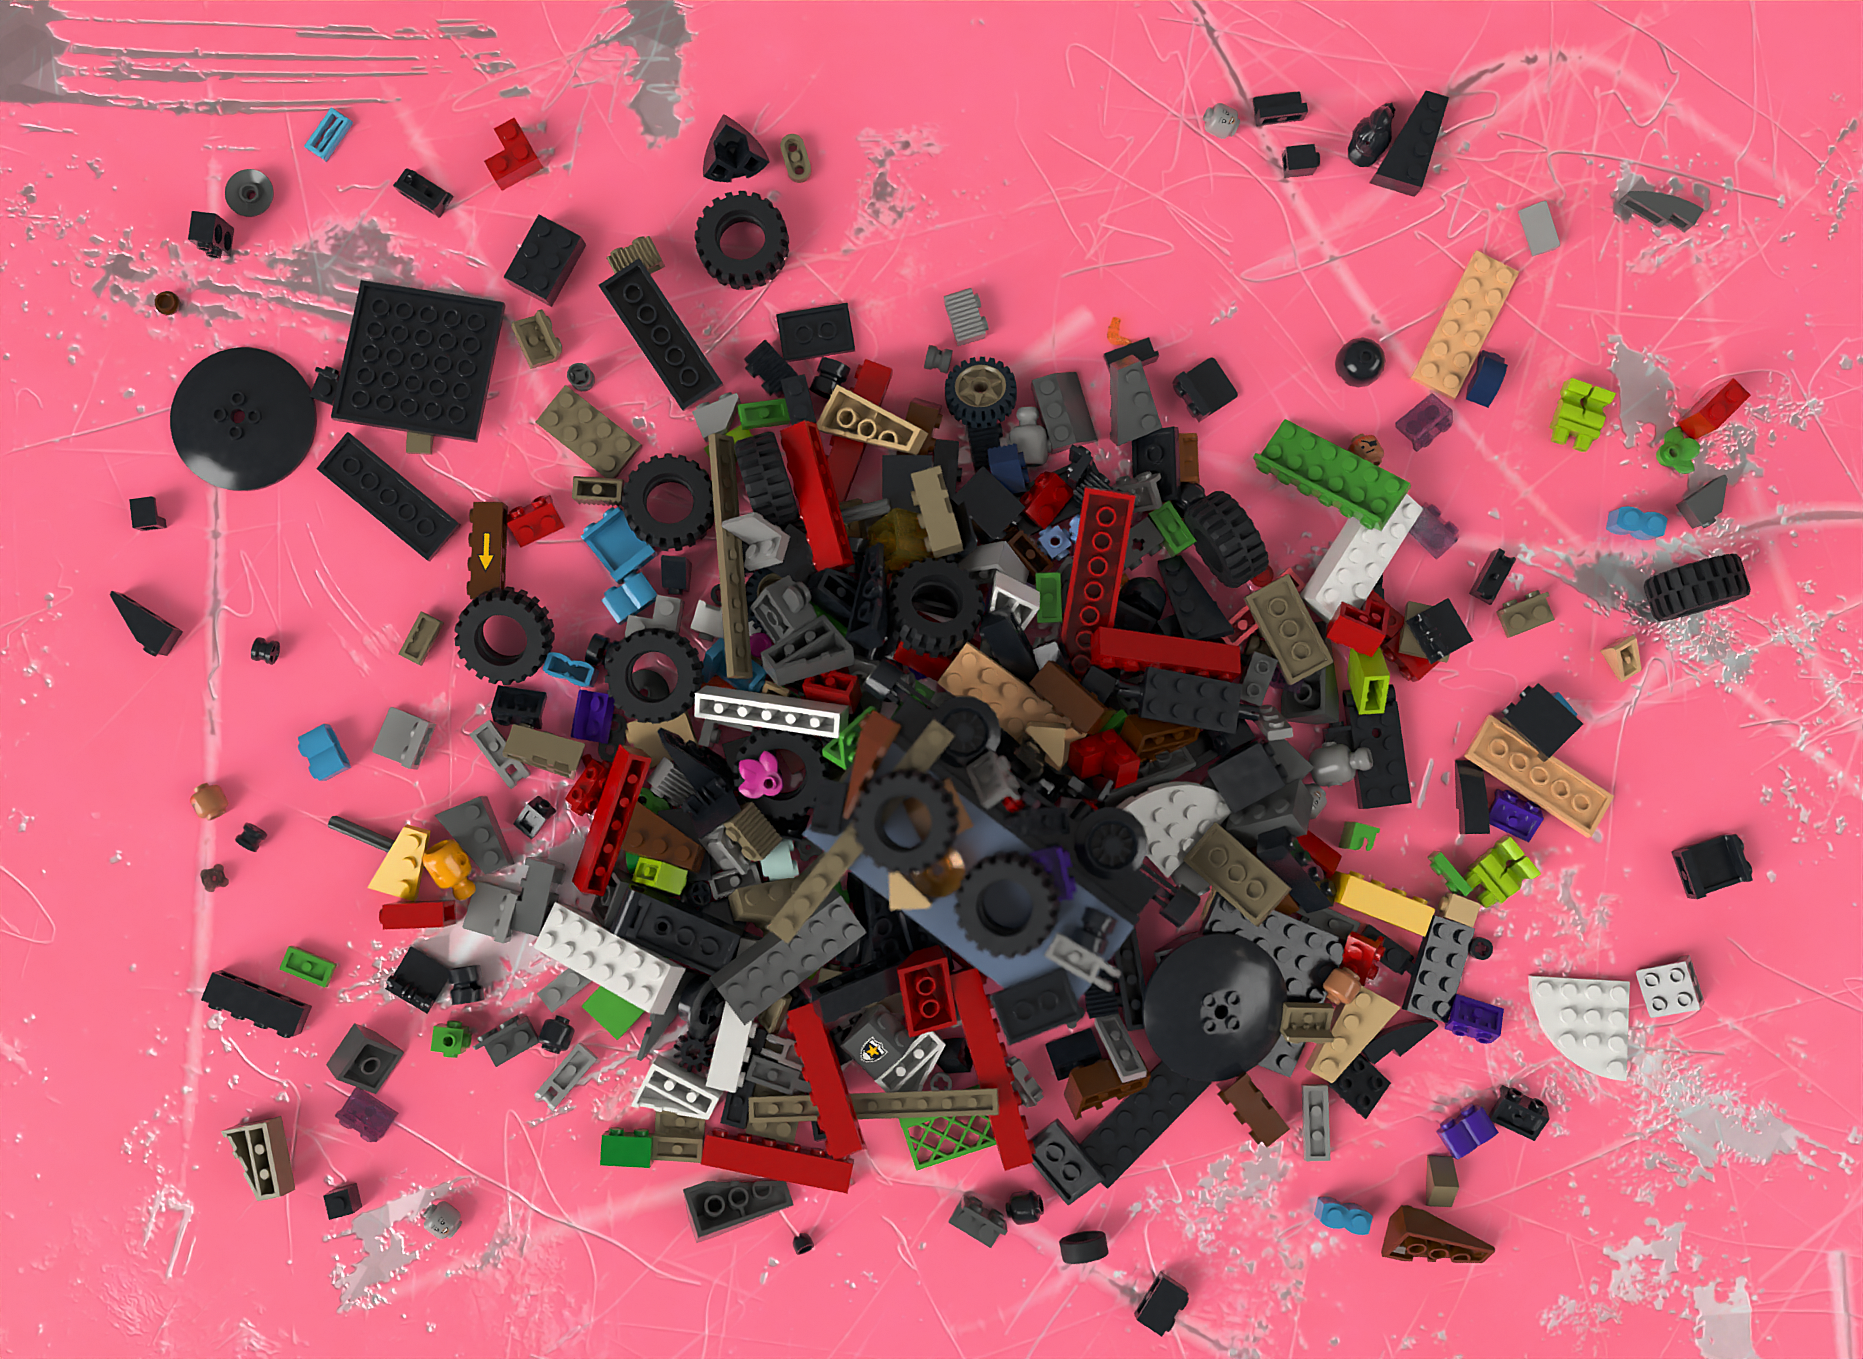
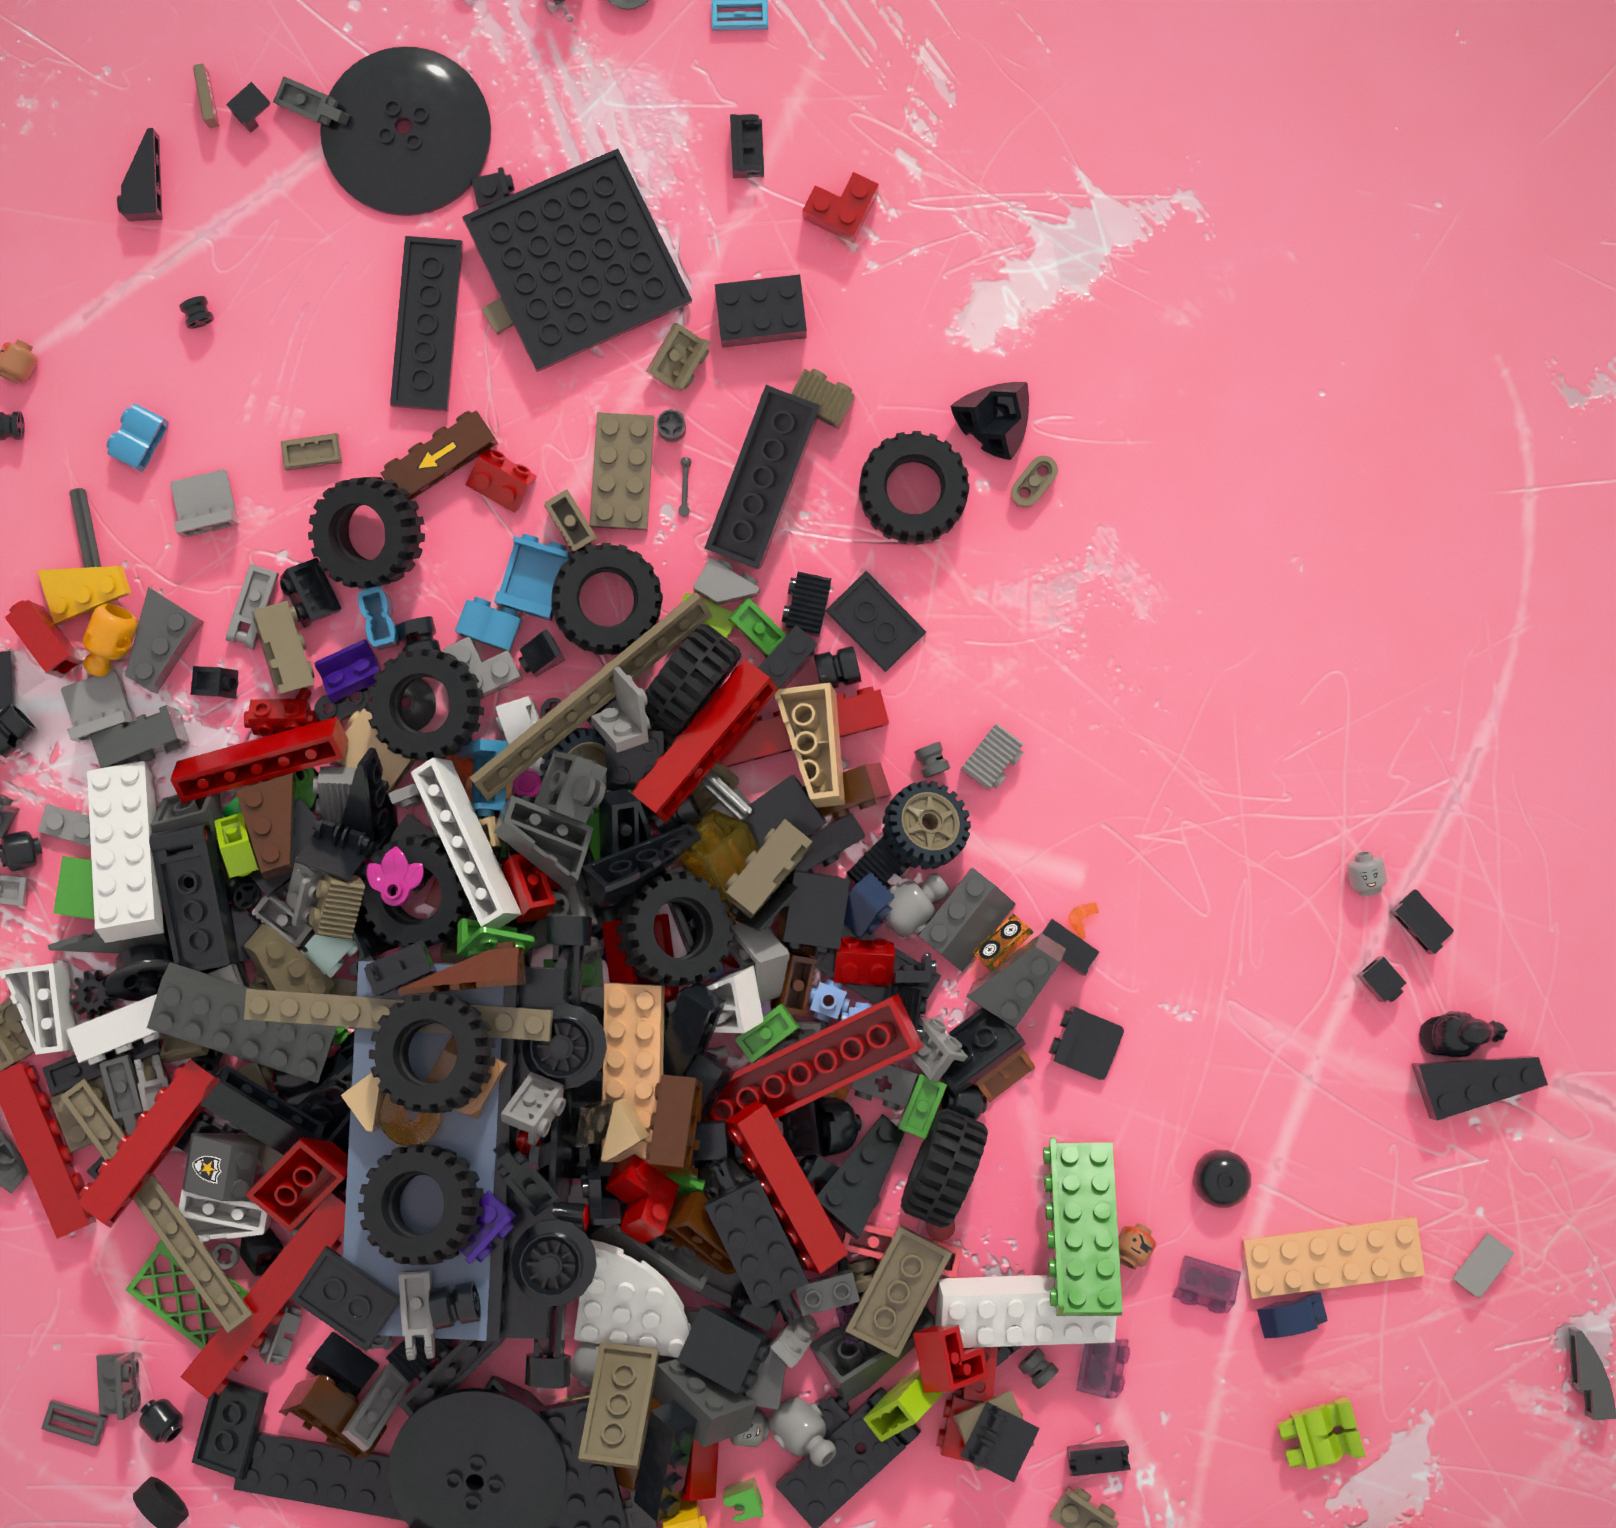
camera: 55 degrees right, 0 degrees up
(117, 539) = (206, 95): none -> dark tan tile
(174, 470) = (309, 102): none -> dark grey hinge
(646, 410) = (684, 509): none -> dark grey hinge
(1000, 1257) = (98, 1429): none -> dark grey tile
(1097, 397) = (1002, 942): none -> clear yellow tile
(1403, 574) = (1038, 1368): none -> dark grey wheel

